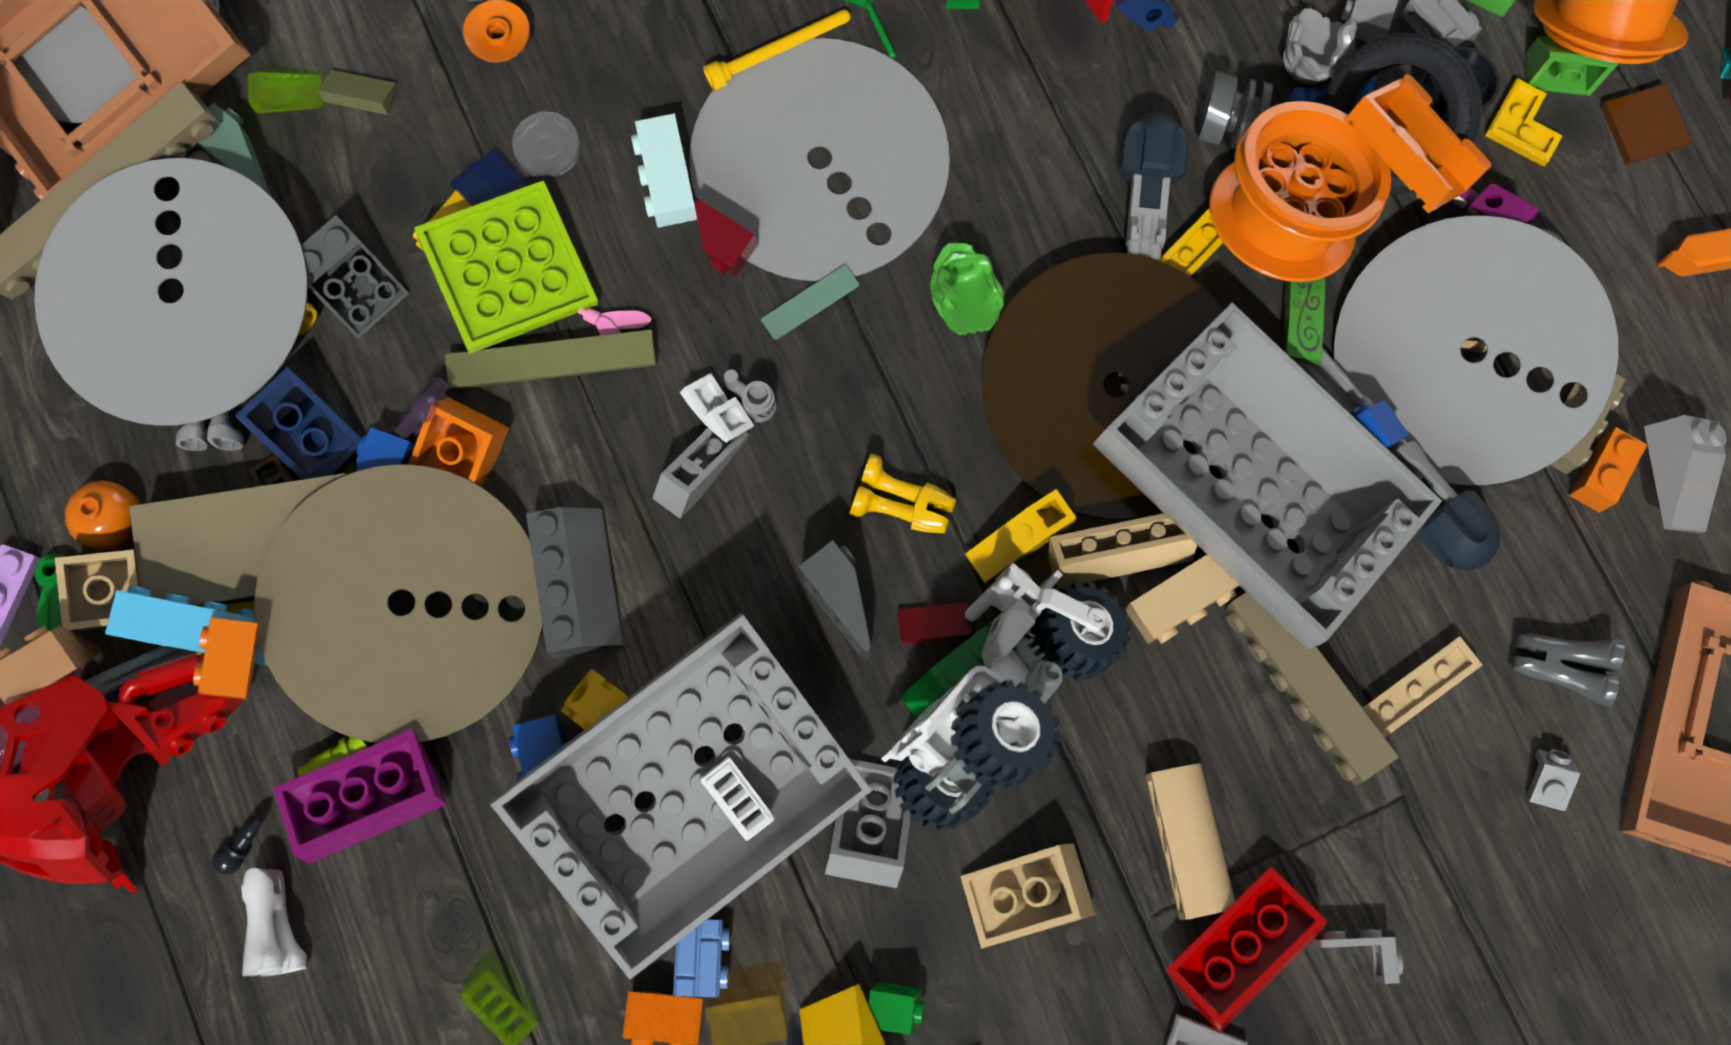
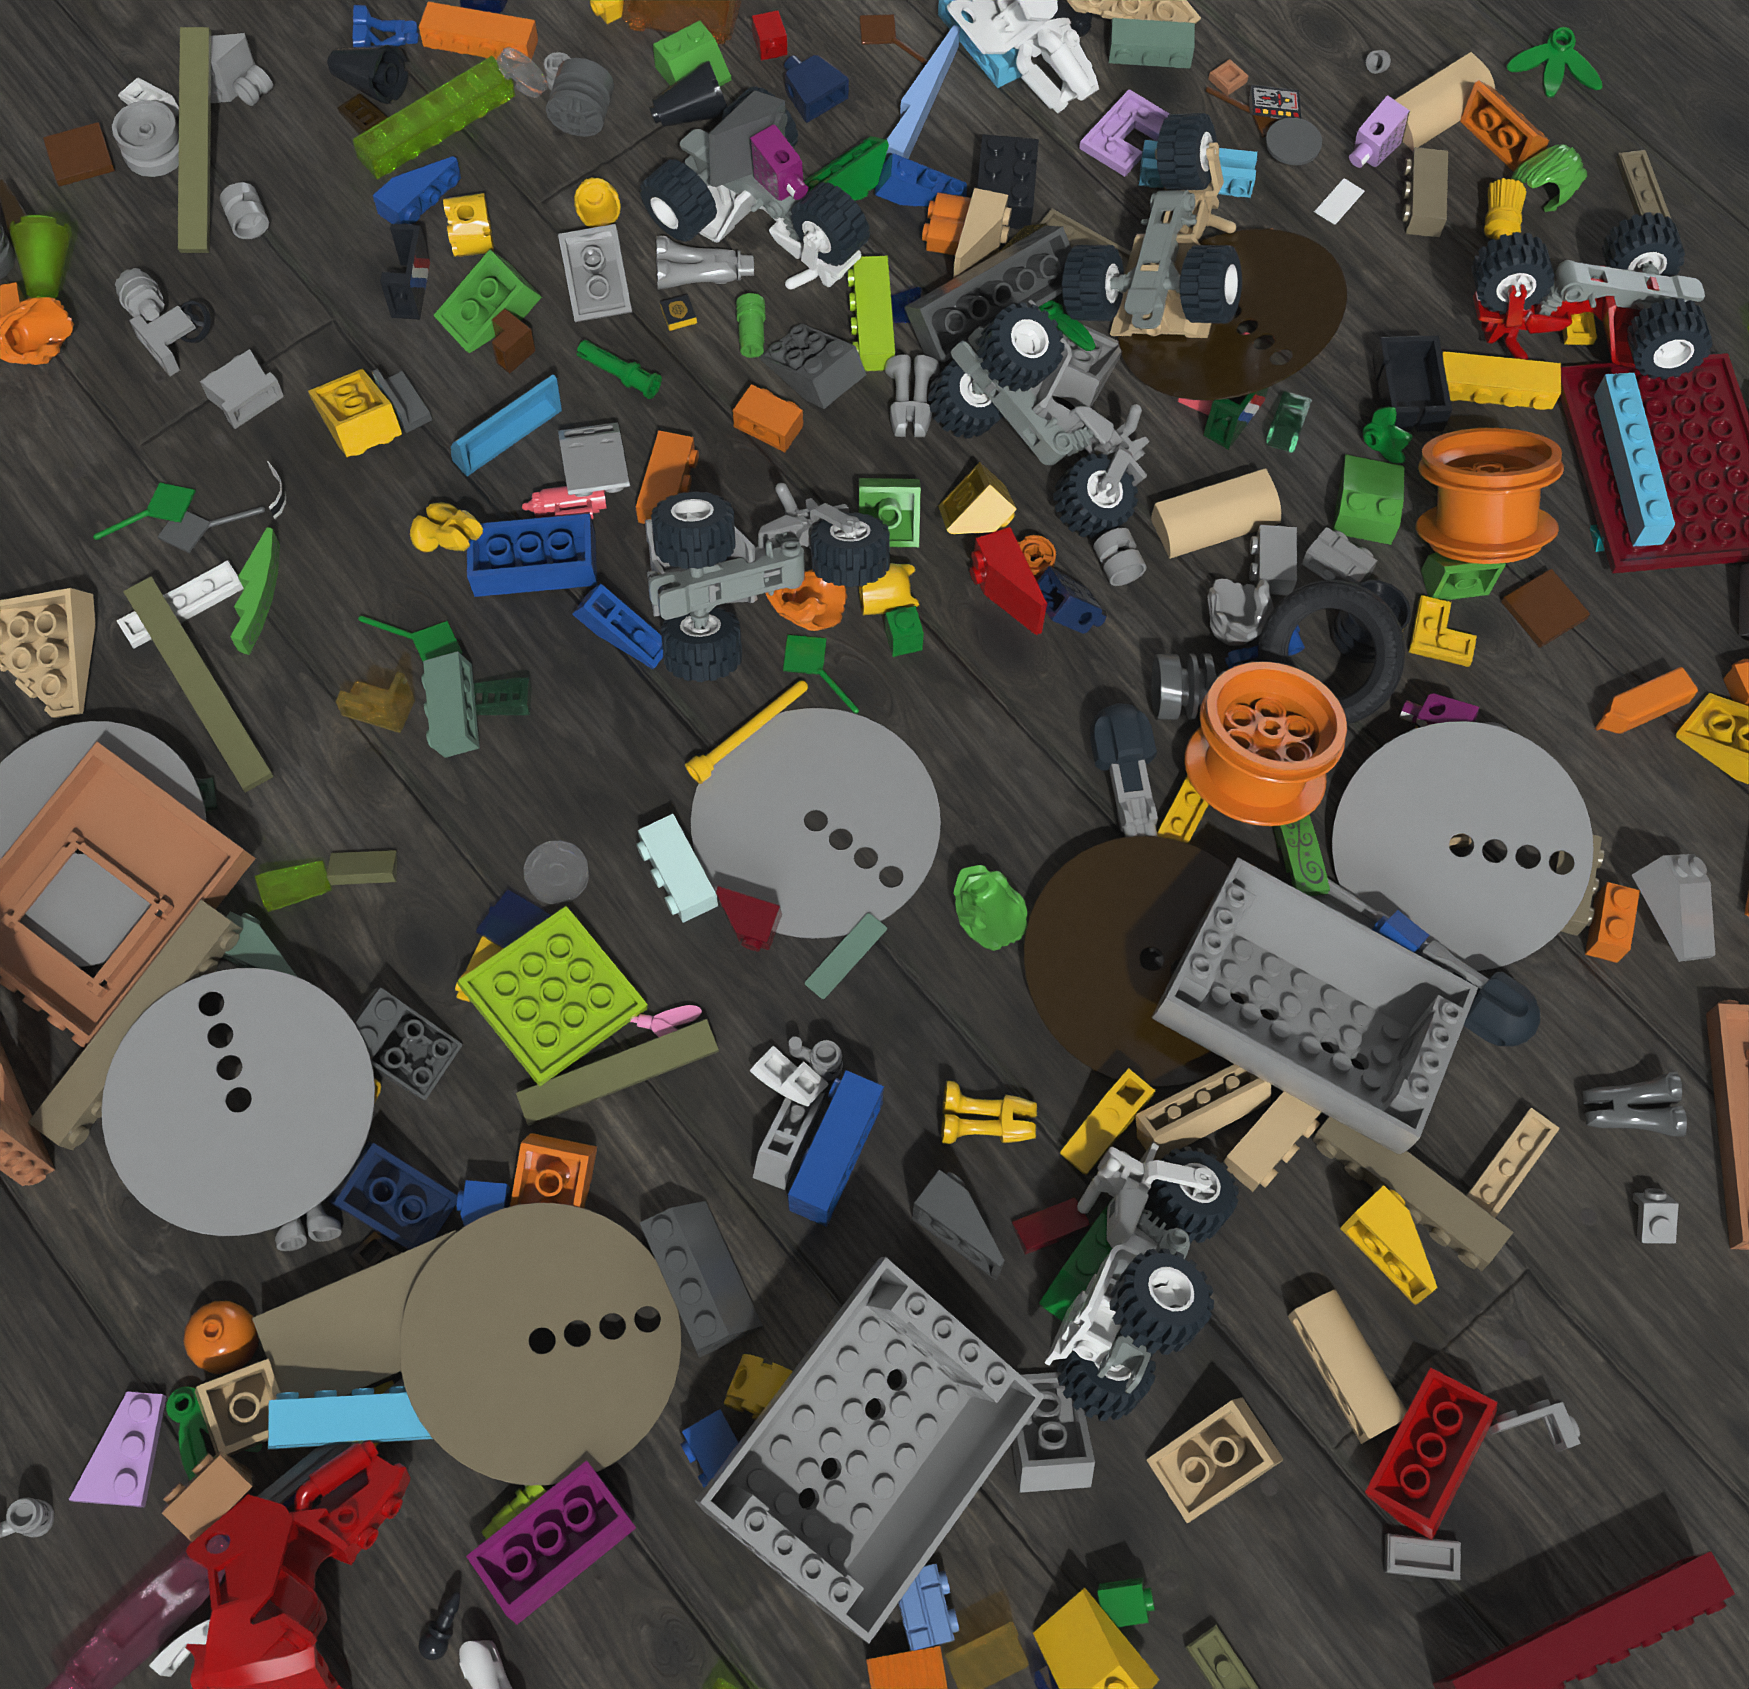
camera: 15 degrees left, 10 degrees down
(227, 658) = (394, 1438): orange brick -> none
(421, 409) = (509, 1149): clear purple plate -> none
(491, 19) = (479, 766): orange dish -> none
(741, 490) = (835, 1147): none -> blue brick
(754, 824) = (941, 1460): white slope -> none
(1270, 728) = (1390, 1240): none -> yellow slope
(1418, 136) = (1357, 675): orange piece -> none

